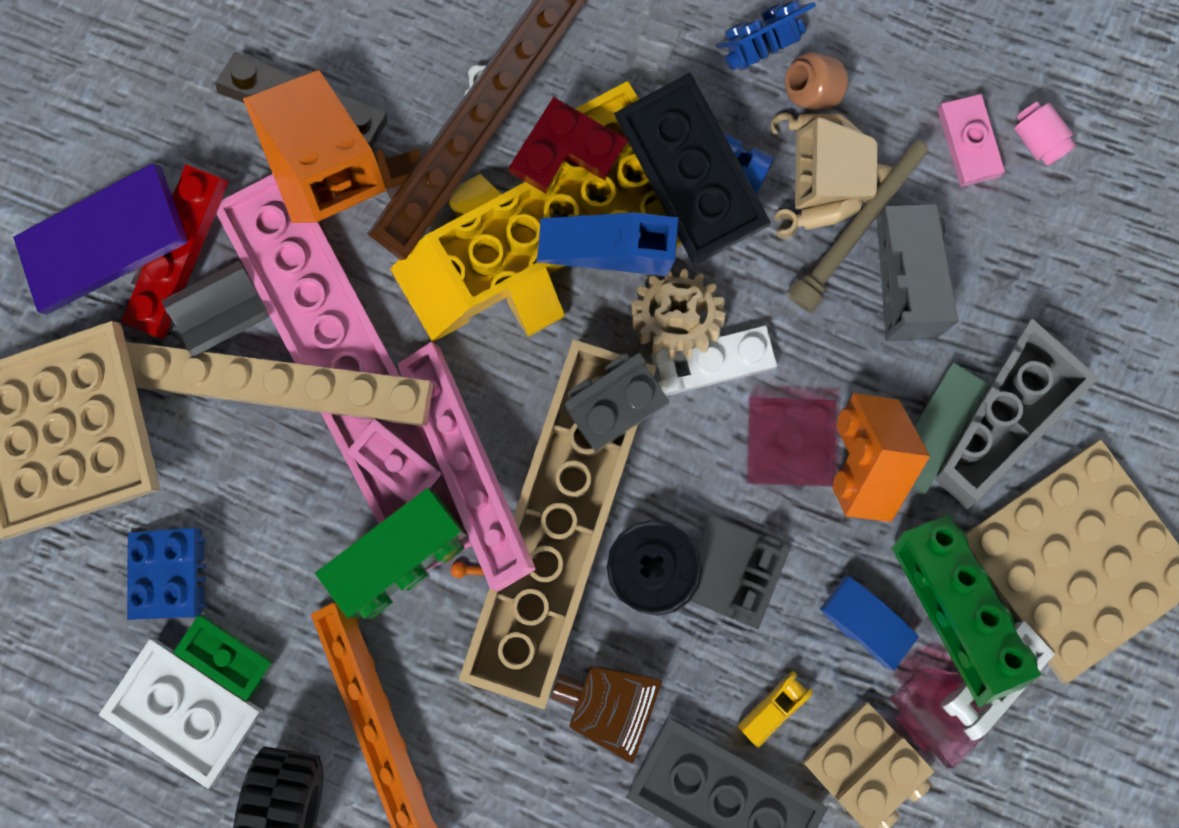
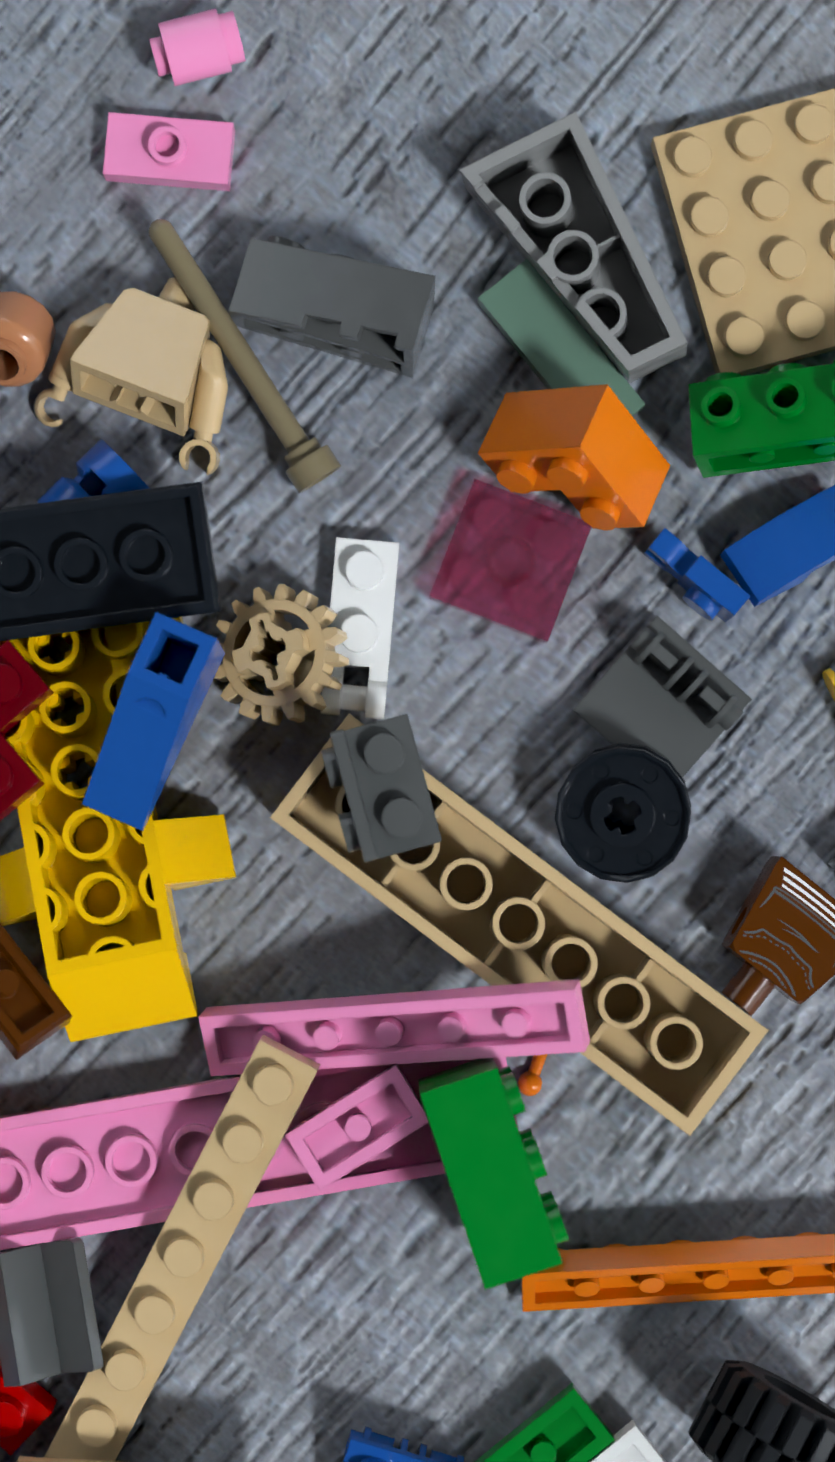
camera: 75 degrees left, 5 degrees up
(820, 574) = (707, 587): none -> blue plate

